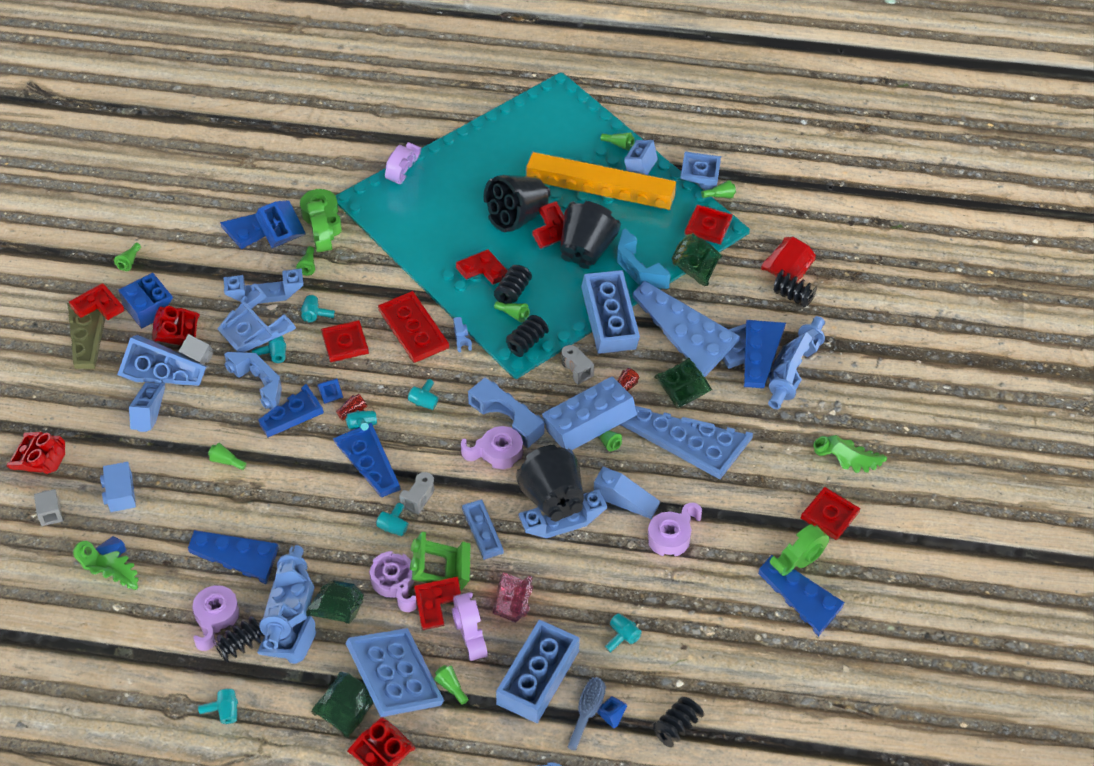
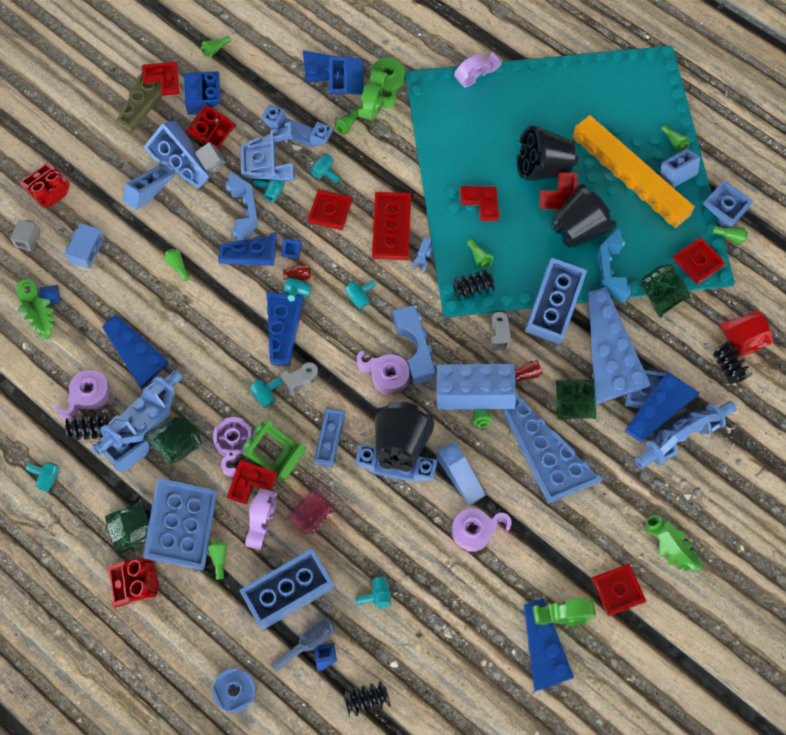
camera: 30 degrees right, 15 degrees up
(512, 284) = (493, 230): black piece -> none

